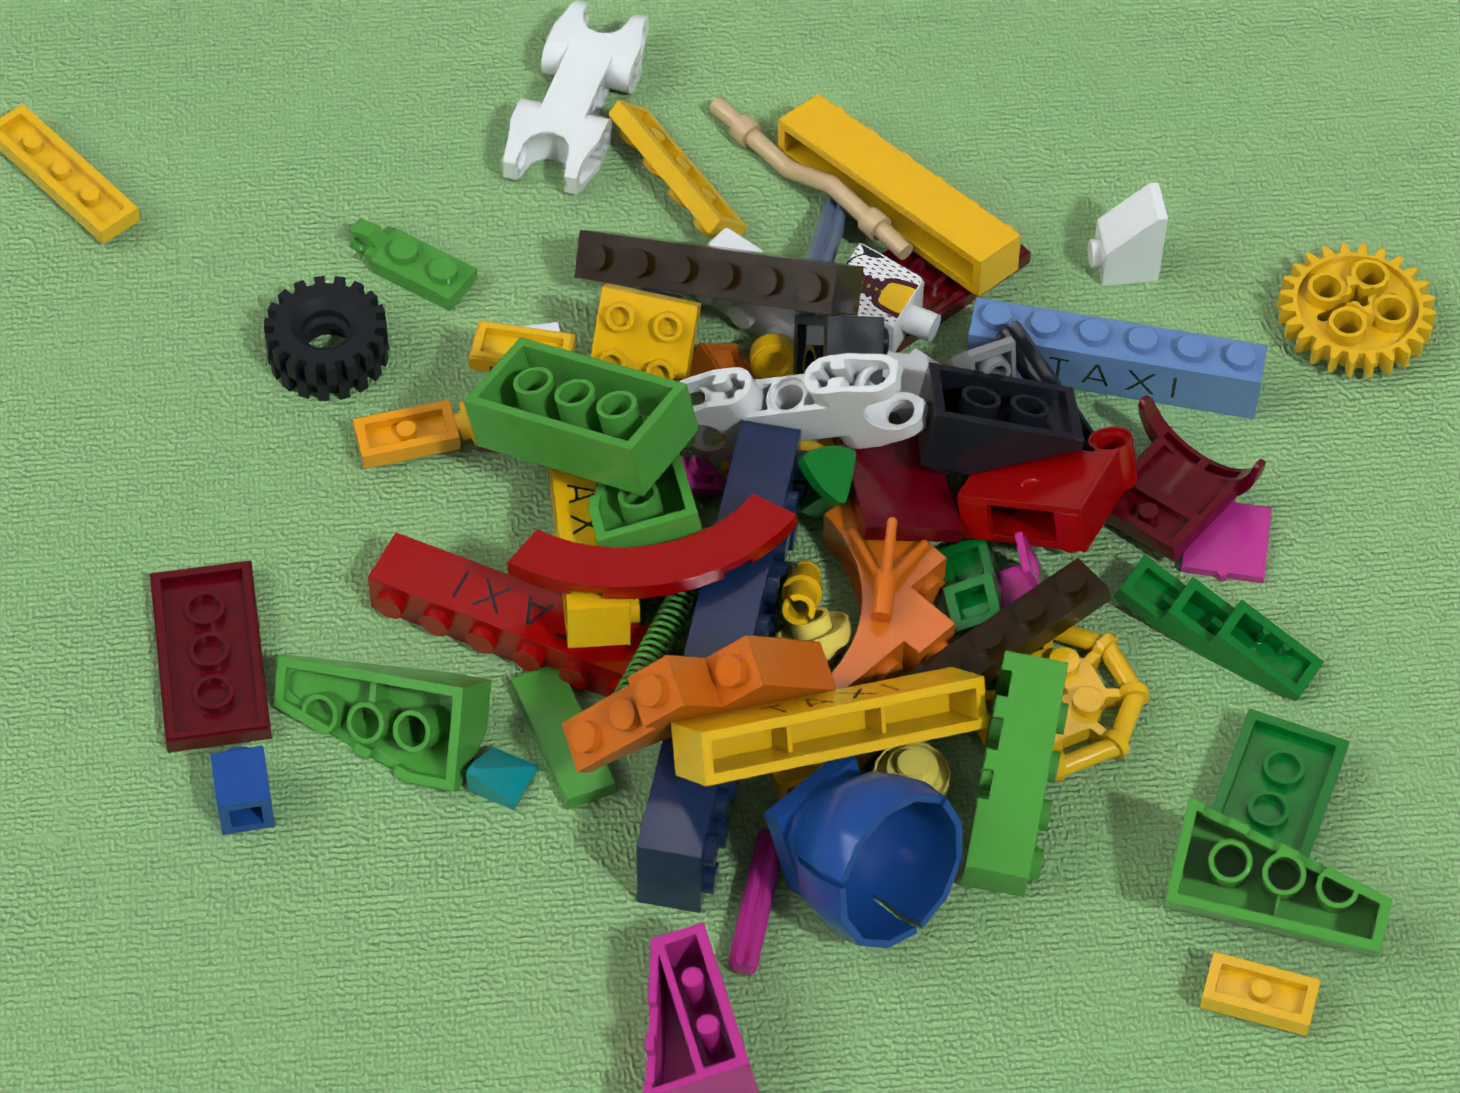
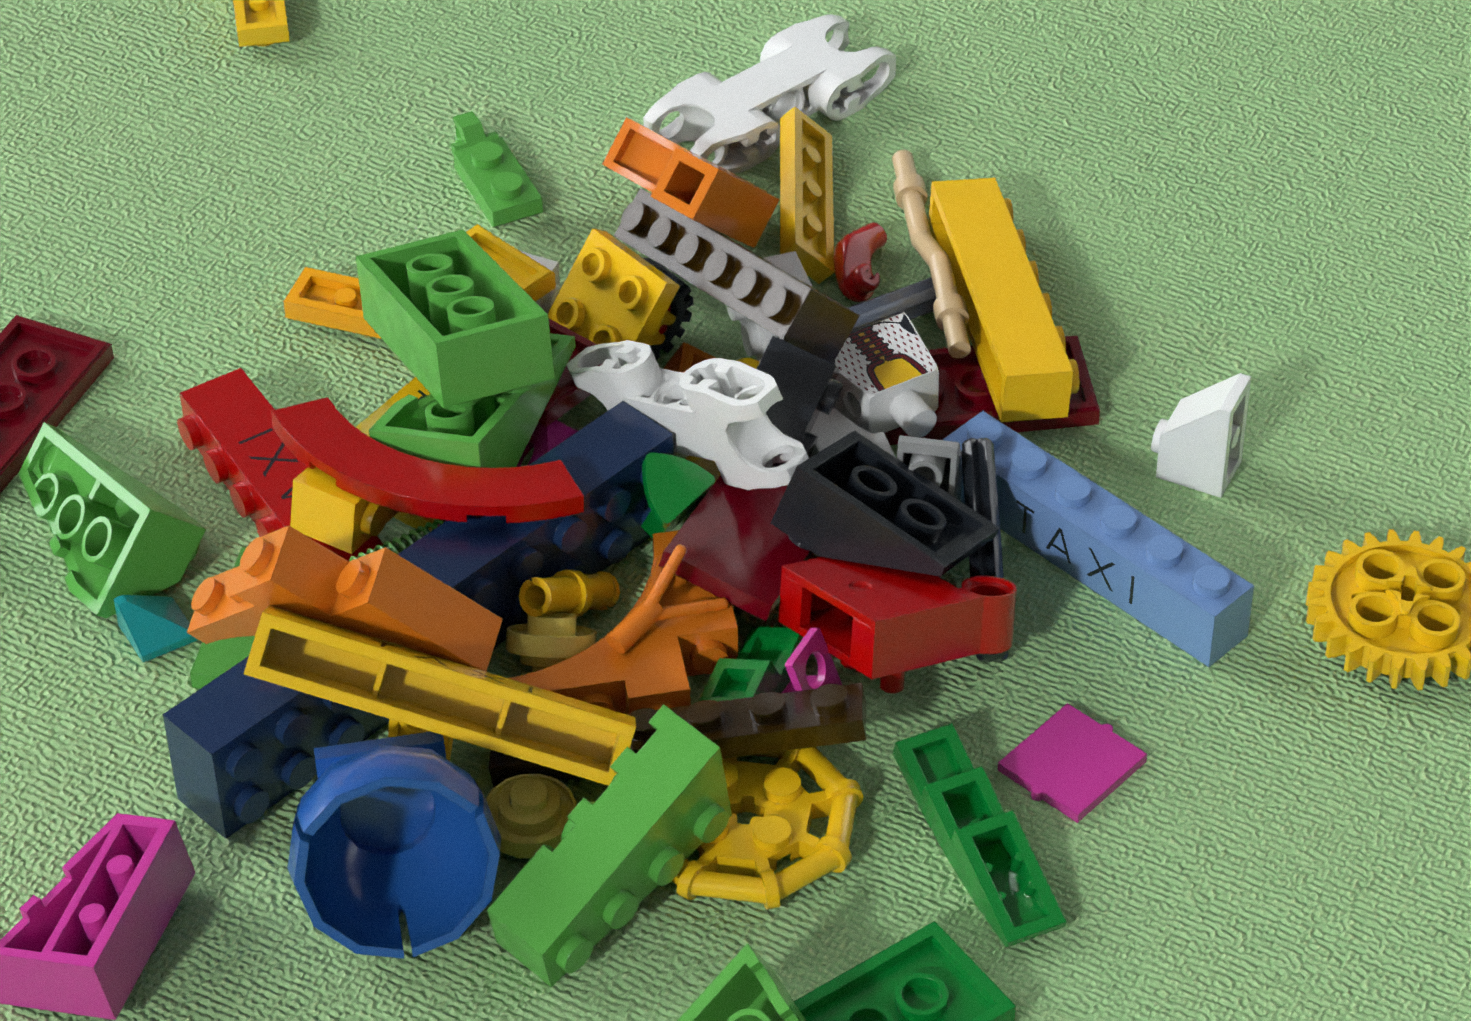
camera: 35 degrees right, 10 degrees down
(319, 312) = (349, 195): black tyre -> none
(602, 205) = (691, 183): none -> orange arch
(755, 906) = (248, 873): dark pink axle -> none
(756, 212) = (853, 262): none -> red arm
(1175, 489) = (1045, 681): dark red piece -> none

